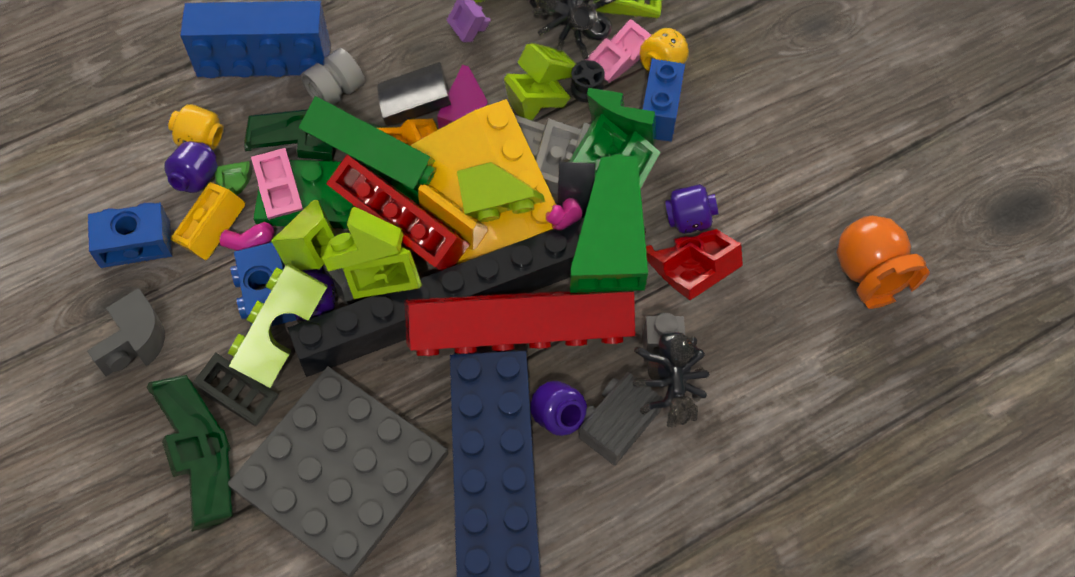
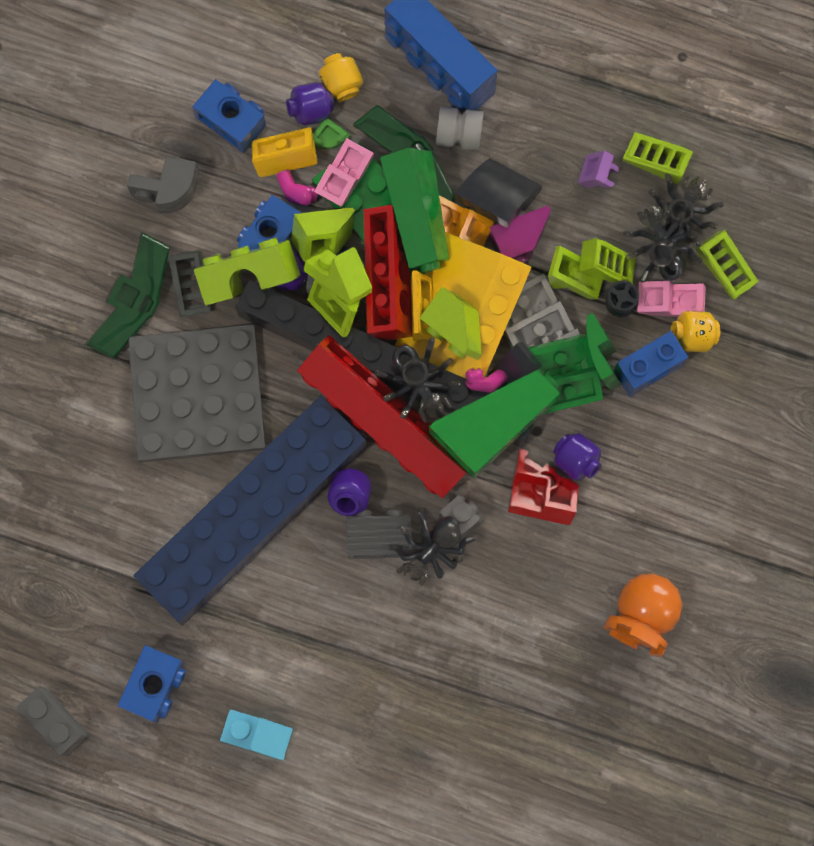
camera: 50 degrees right, 15 degrees up
(511, 256) = (416, 377): none -> animal

